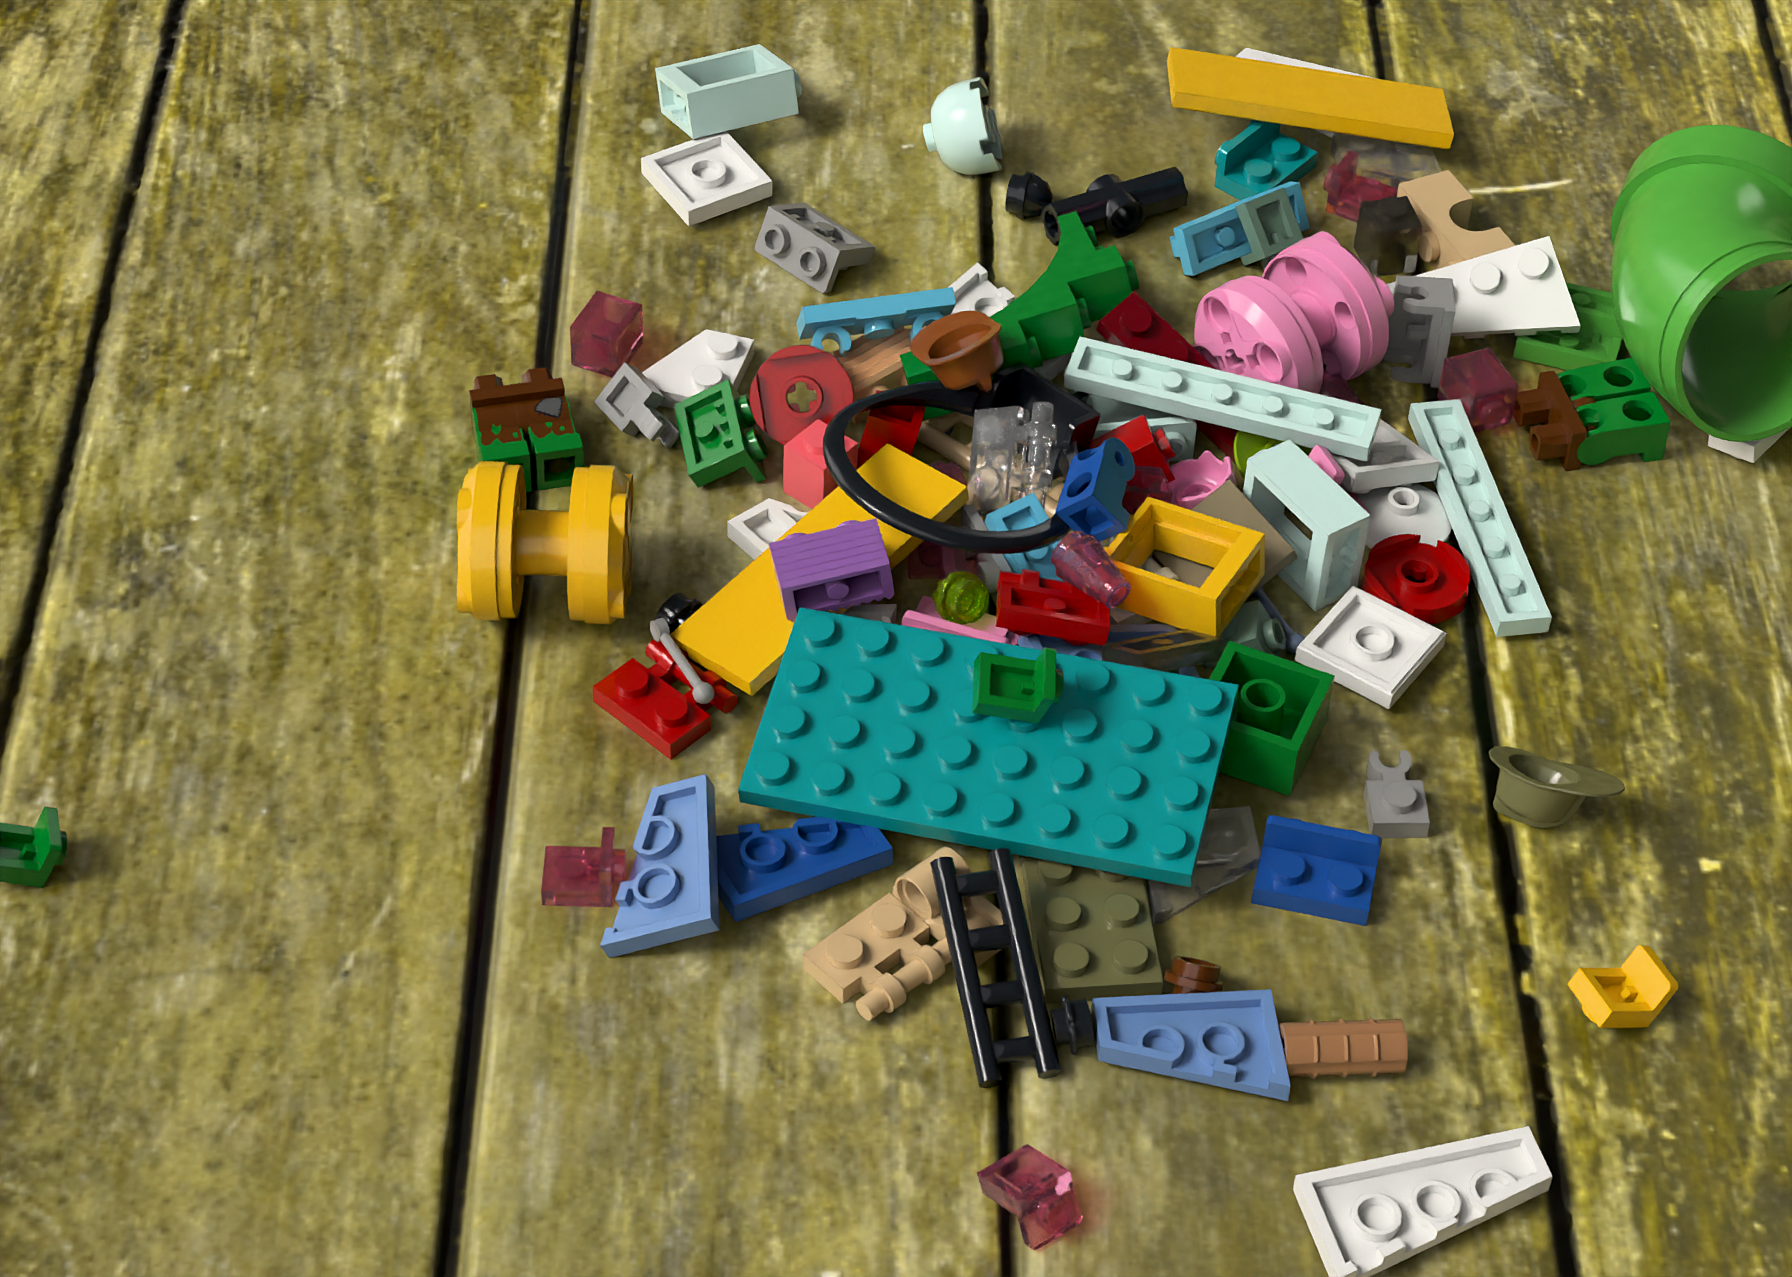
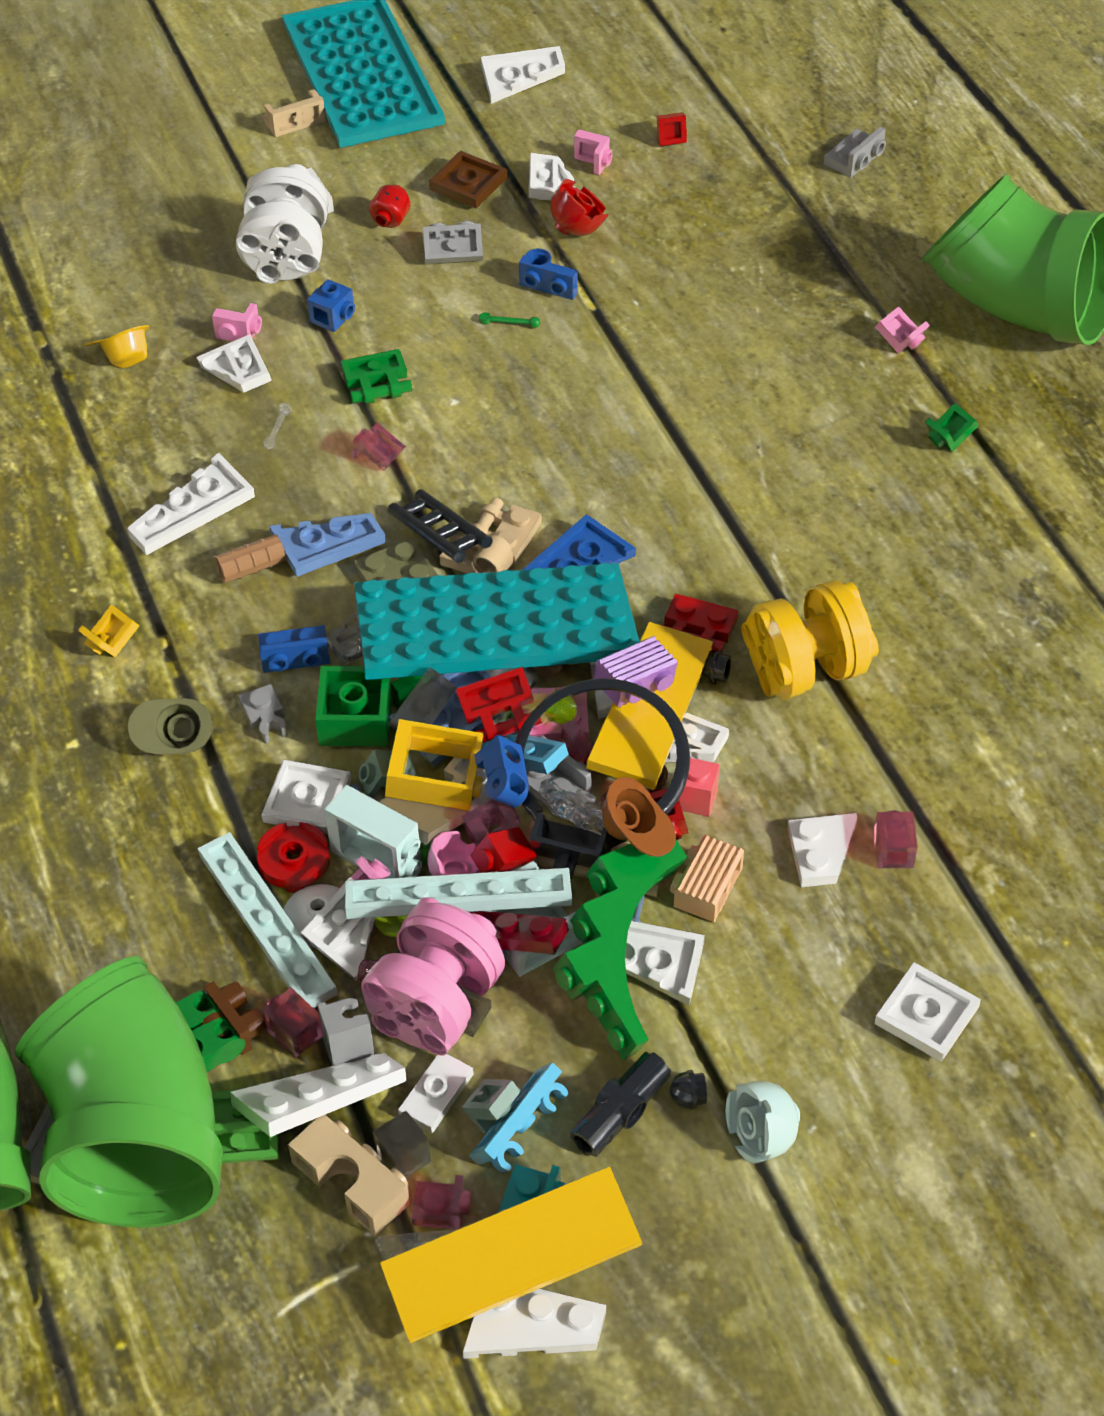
camera: 160 degrees right, 5 degrees up
(526, 424) = (891, 748): hips -> none
(583, 873) = (676, 518): clear pink bracket -> none
(632, 404) = (843, 797): light grey plate -> none
(674, 872) = (627, 517): medium blue wing -> none
(702, 691) = (717, 636): light grey hinge -> none
(720, 435) = (772, 795): green bracket -> none
(728, 91) = (986, 1059): light aqua window -> none
(778, 378) = (732, 820): red plate -> none
(810, 244) = (814, 979): light grey bracket -> none
(873, 316) = (716, 871): medium azure plate -> none
(1016, 686) = (487, 613): green bracket -> none
(1072, 1024) = (392, 526): black plate -> none
(1090, 569) = (482, 715): clear pink cone -> none
(1194, 976) = (338, 556): reddish brown plate -> none

